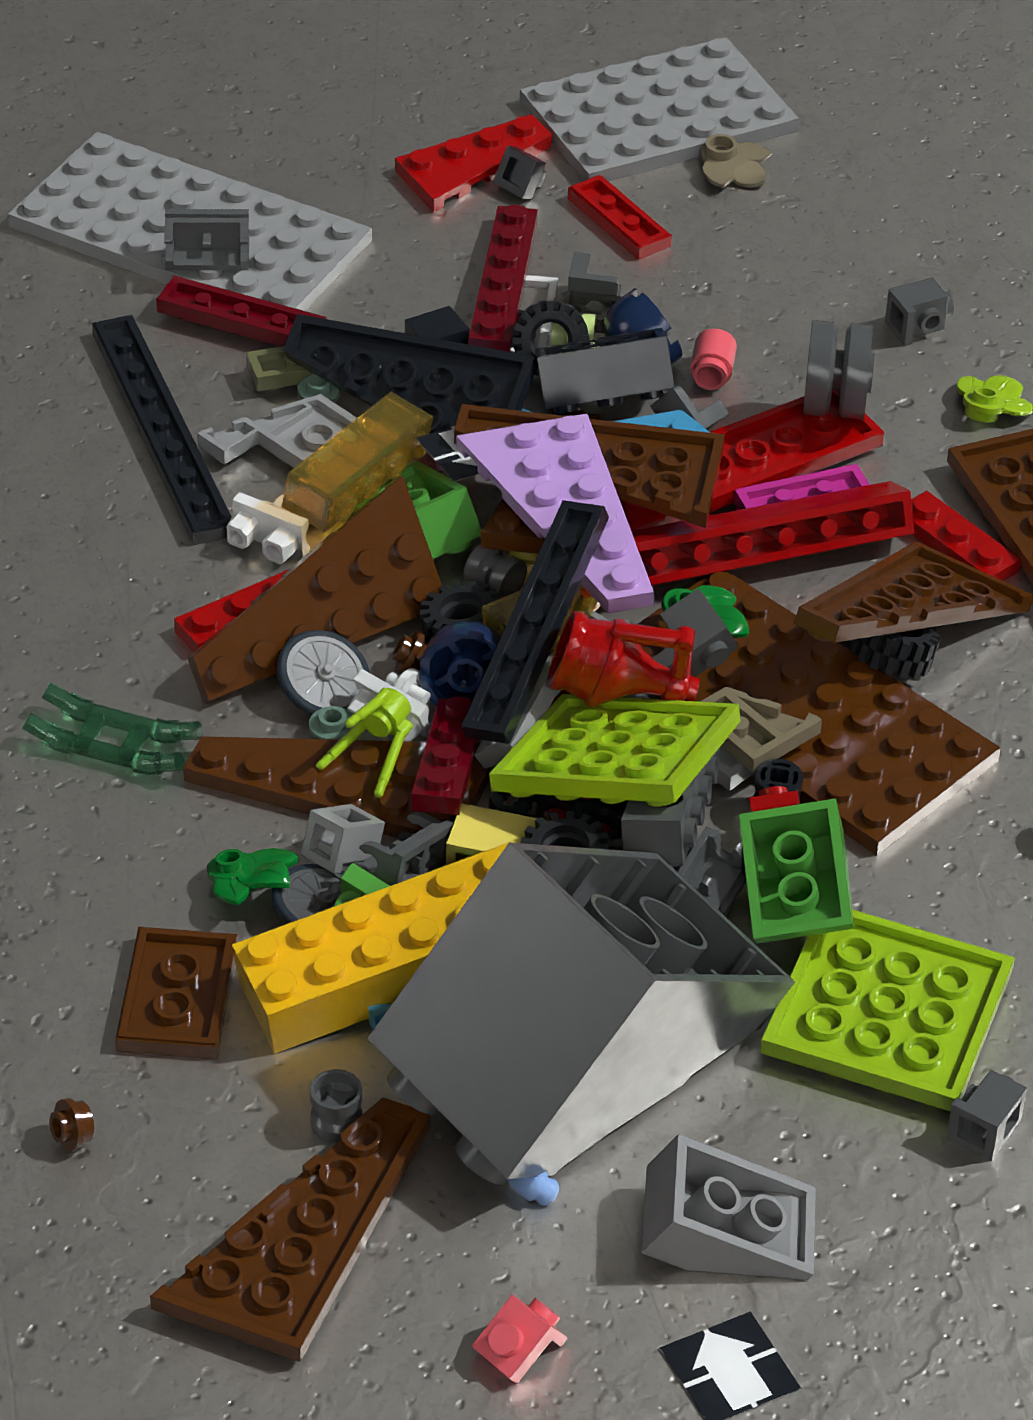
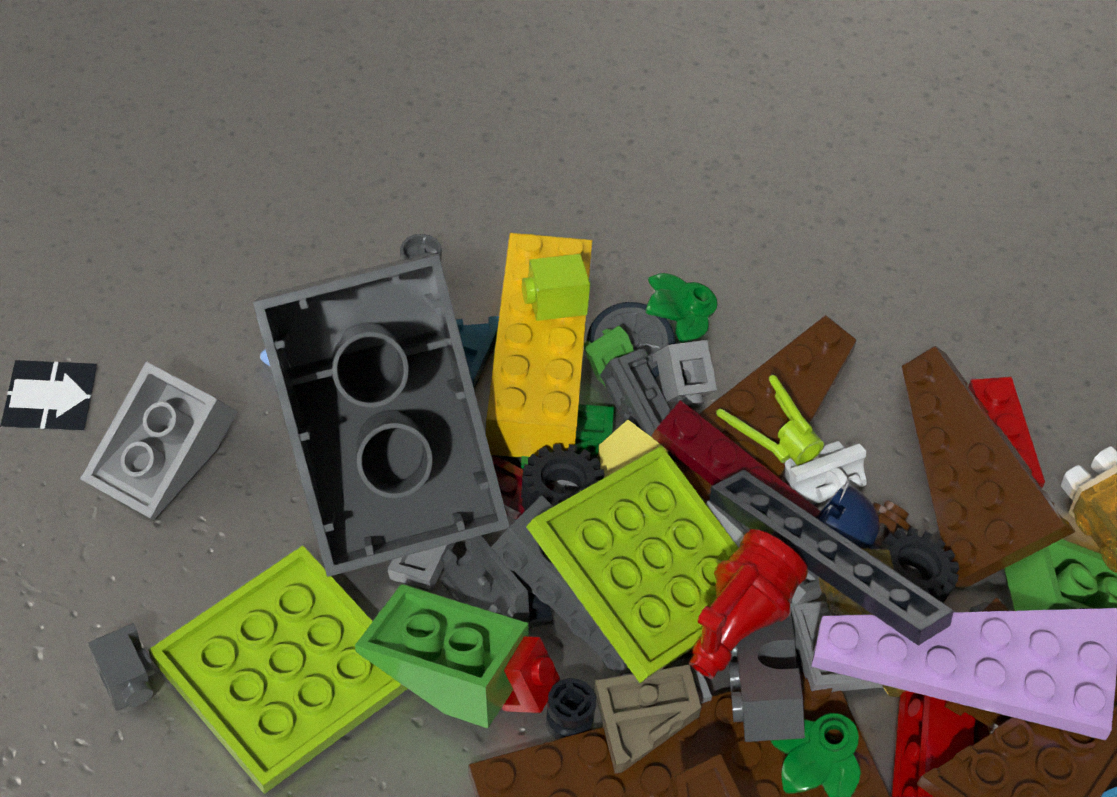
camera: 115 degrees right, 10 degrees up
(71, 1124) = (501, 126): reddish brown plate -> none
(98, 716) = (891, 271): clear green piece -> none
(176, 993) = (619, 236): reddish brown tile -> none
(298, 1244) = (315, 194): reddish brown wing -> none
(319, 670) = (896, 442): light grey wheel -> none
(329, 723) = (834, 422): sand green plate -> none
(355, 902) = (557, 287): none -> lime brick
(518, 1336) = (156, 282): coral bracket -> none

